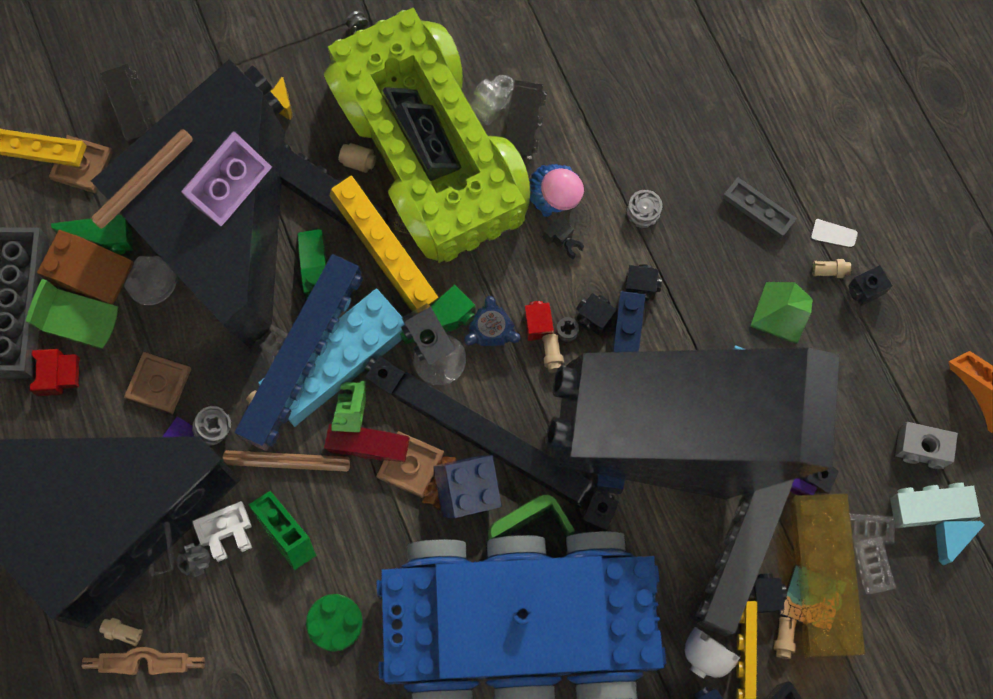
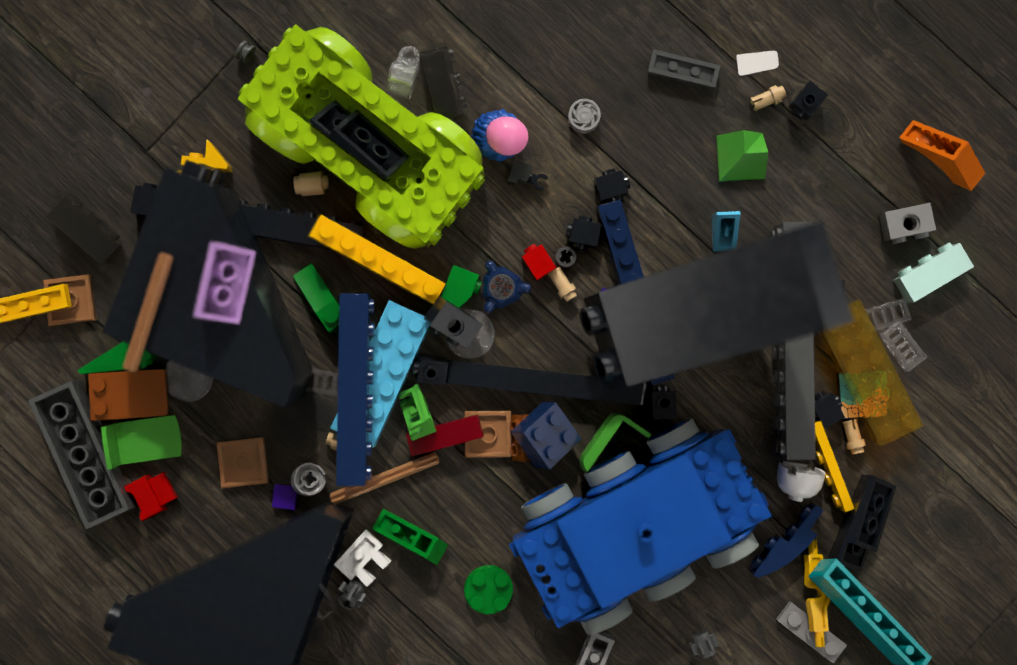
camera: 25 degrees left, 15 degrees up
(953, 538) = (959, 292): medium azure slope -> none

